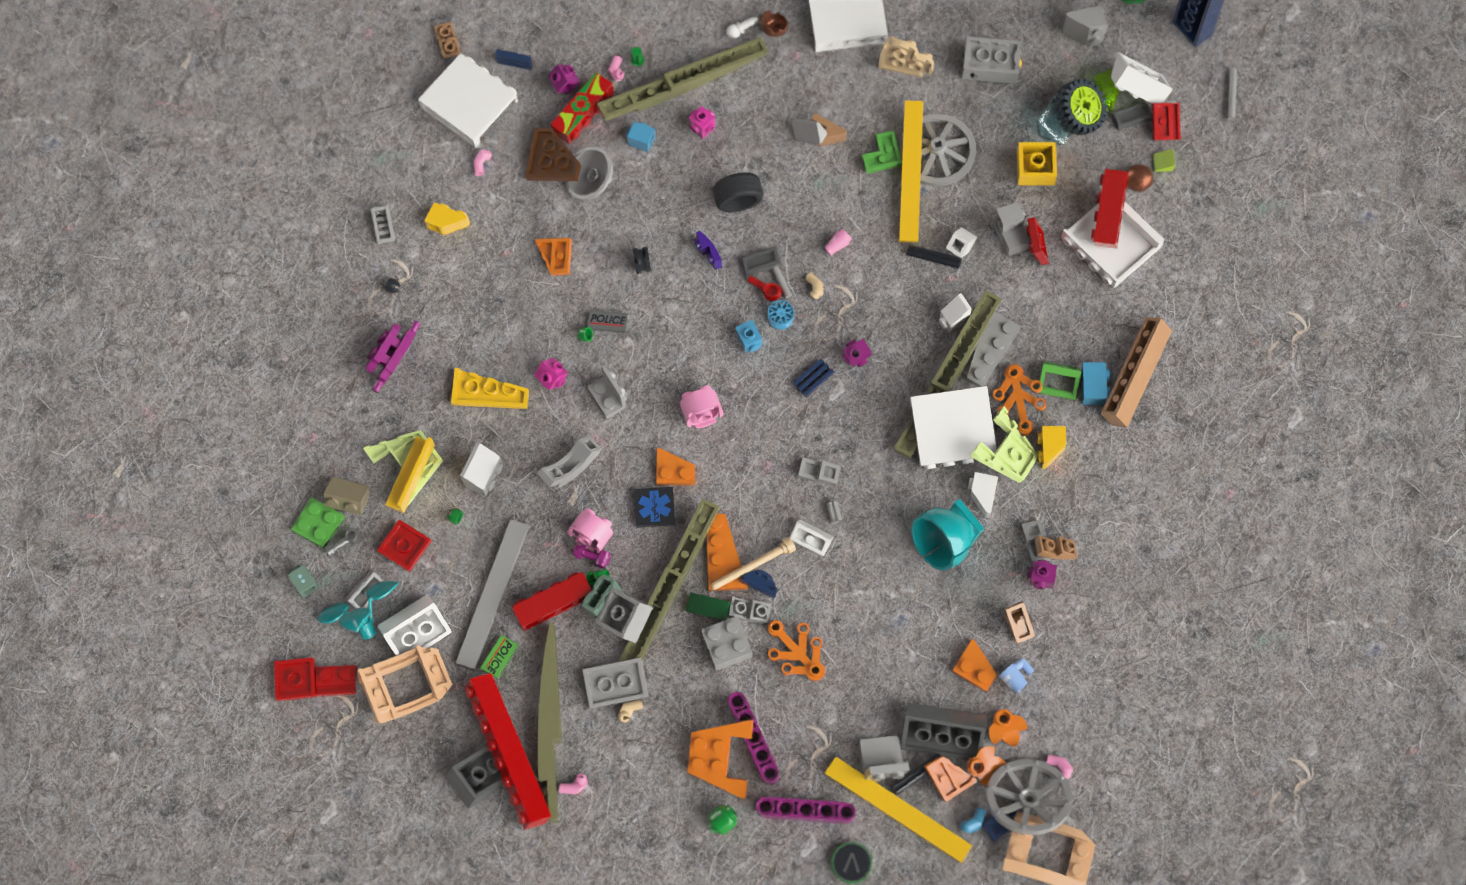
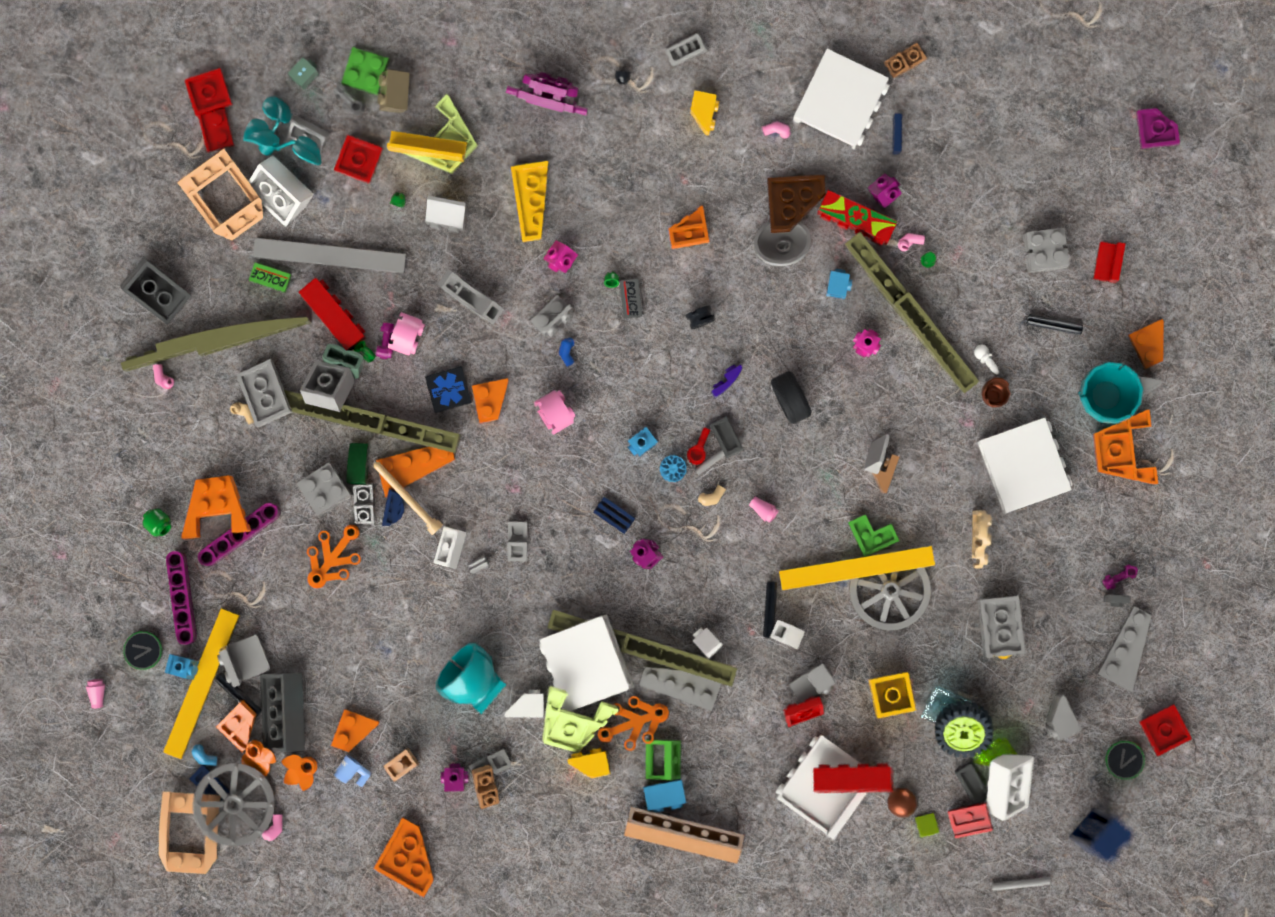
camera: 80 degrees right, 15 degrees up
(507, 751) = (177, 308): red brick -> none
(642, 390) = (564, 351): none -> blue arm
(874, 830) = (182, 666): none -> dark azure brick
(1114, 639) = (407, 859): none -> orange plate

